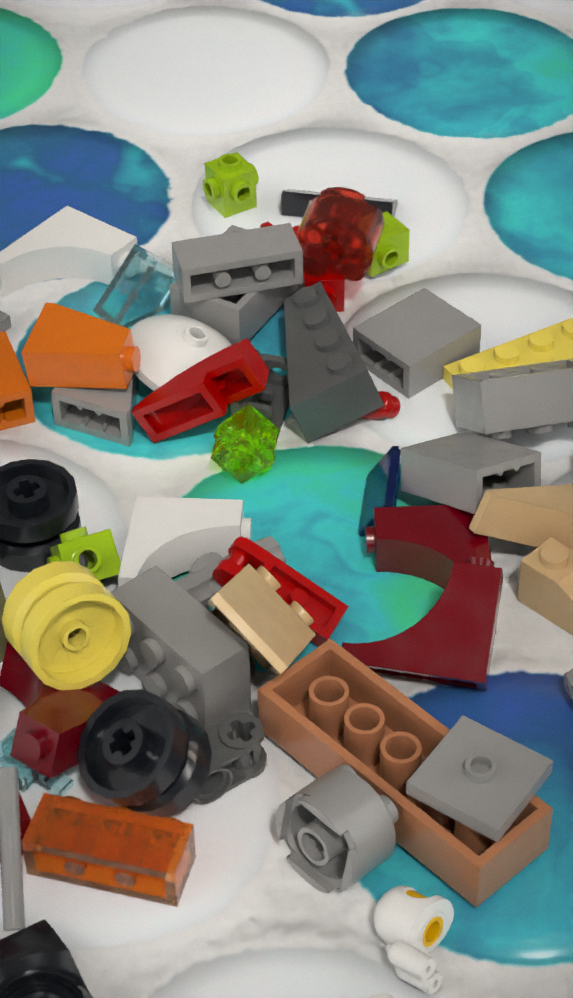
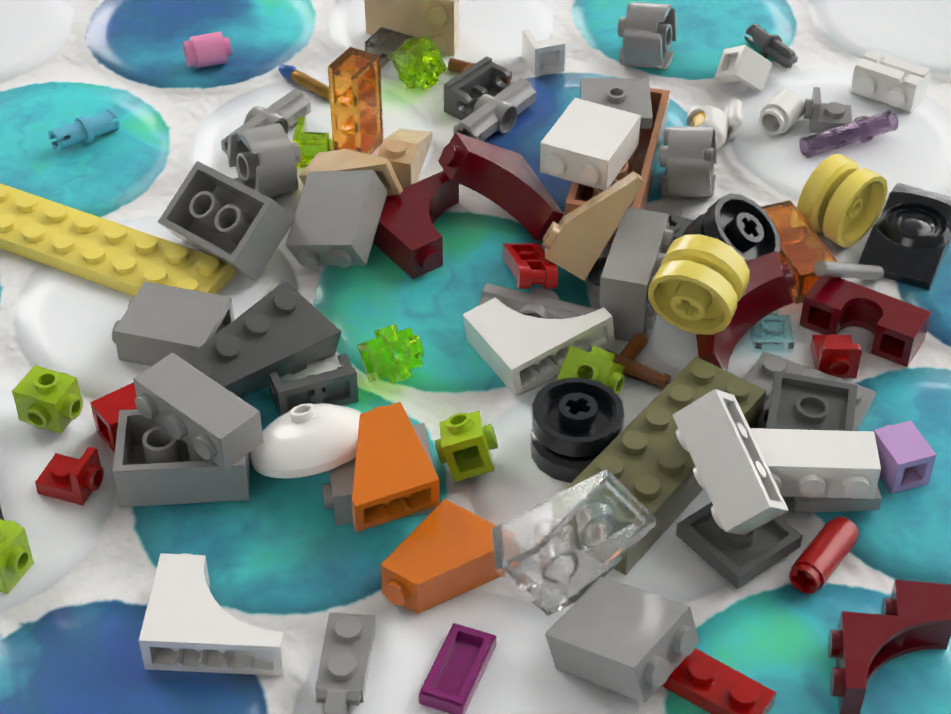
camera: 125 degrees left, 0 degrees up
(83, 438) = (466, 445): none -> lime brick
(123, 922) = (842, 200): none -> light yellow wheel
(137, 289) = (226, 531): clear light blue slope -> none
(202, 391) = (361, 380): red slope -> none
(339, 234) = (107, 365): clear red brick -> none
(381, 487) = (373, 276): slope -> none
(395, 686) = (590, 144): none -> white brick

